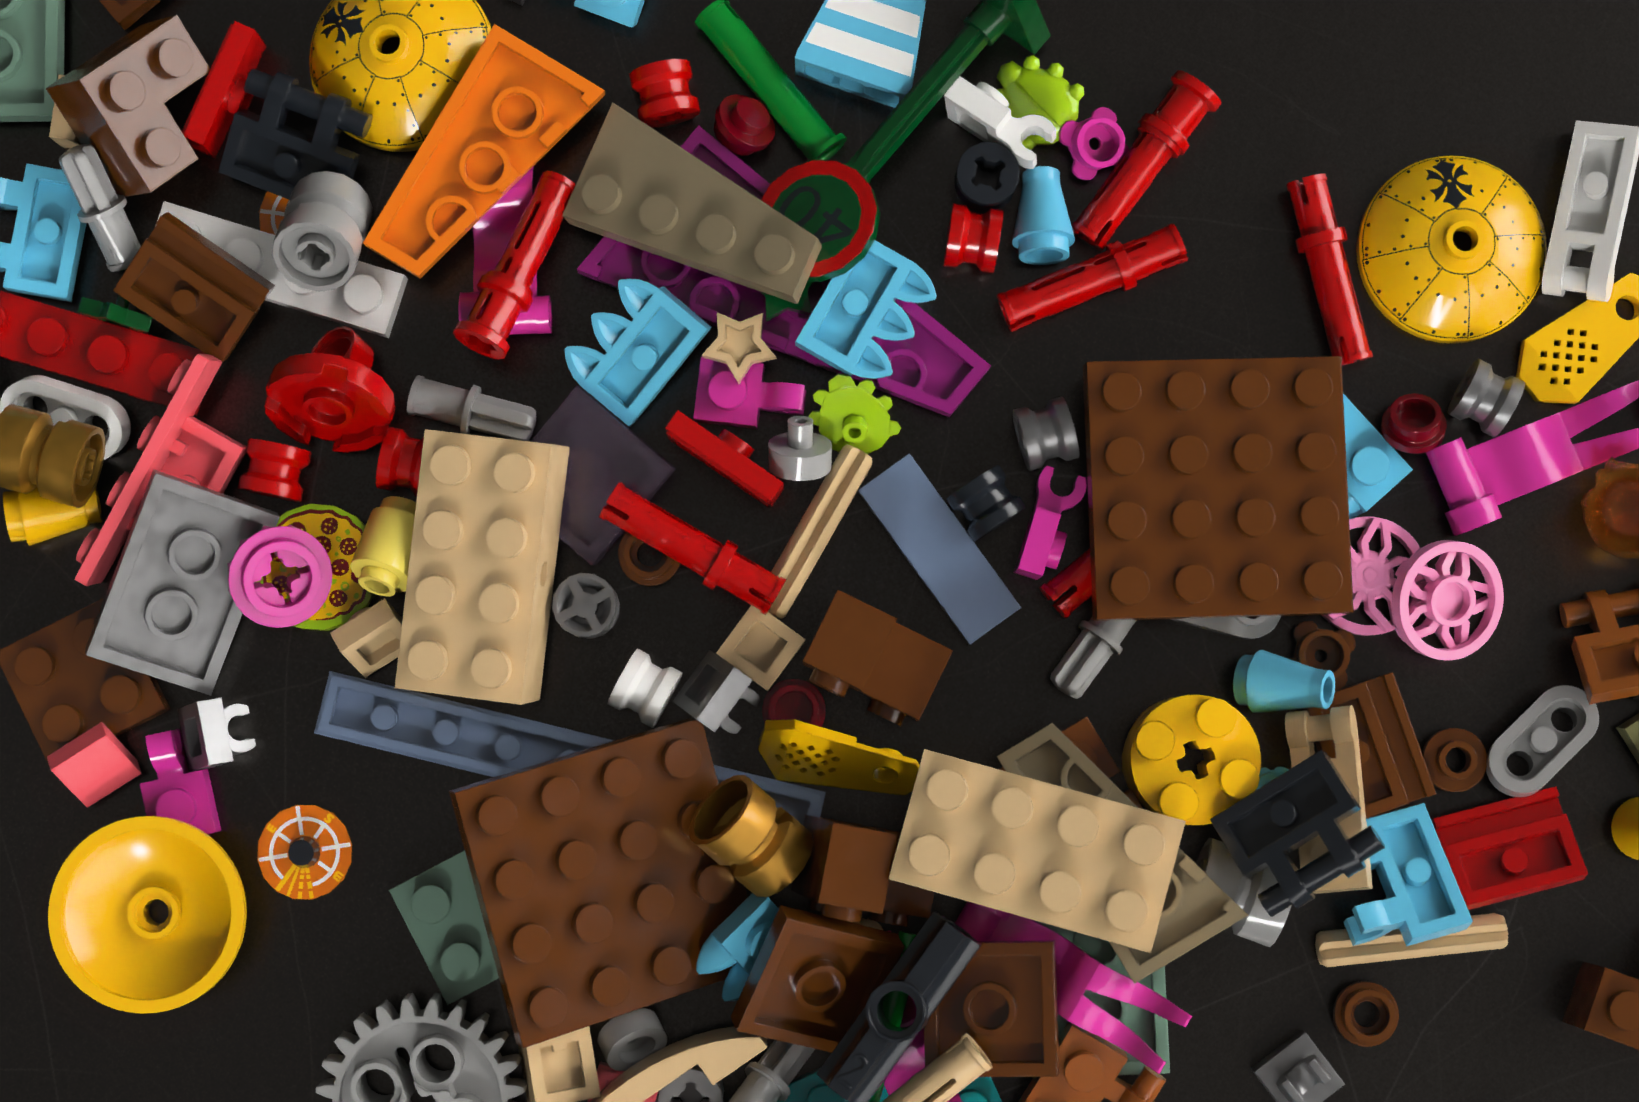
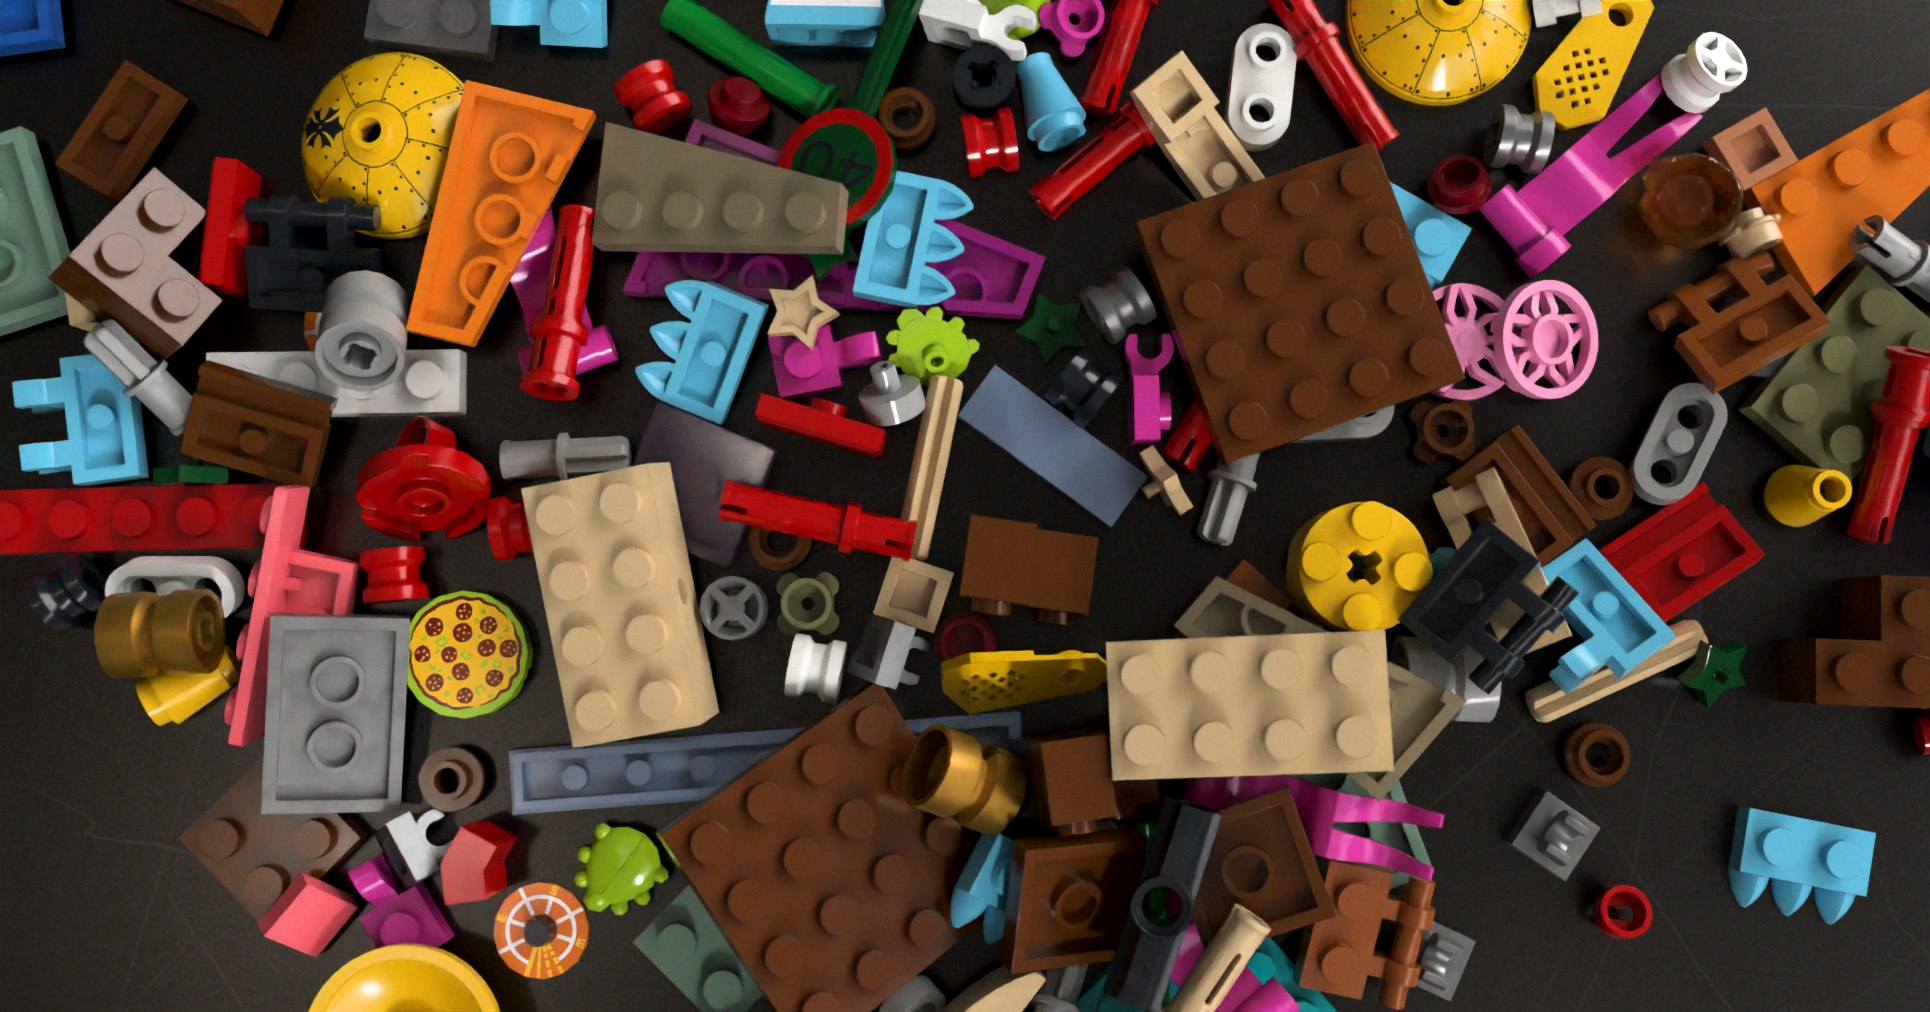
camera: 20 degrees left, 0 degrees up
(266, 766) = (476, 862): none -> piece
(286, 687) = (470, 773): none -> reddish brown plate
(305, 590) = (421, 706): dark pink gear -> none
(370, 637) = (535, 706): tan plate -> none
(385, 547) = (520, 616): light yellow brick -> none
(397, 817) = (618, 869): none -> lime piece
(646, 609) = (820, 617): none -> olive plate
(912, 172) = (907, 100): none -> reddish brown plate
(976, 435) = (1052, 328): none -> dark green piece
(1034, 617) = (1163, 481): none -> tan piece
(1171, 292) = (1190, 130): none -> tan slope
(1255, 264) = (1260, 84): none -> white plate
(1278, 684) = (1415, 469): medium azure cone -> none
(1505, 970) = (1714, 670): none -> dark green piece

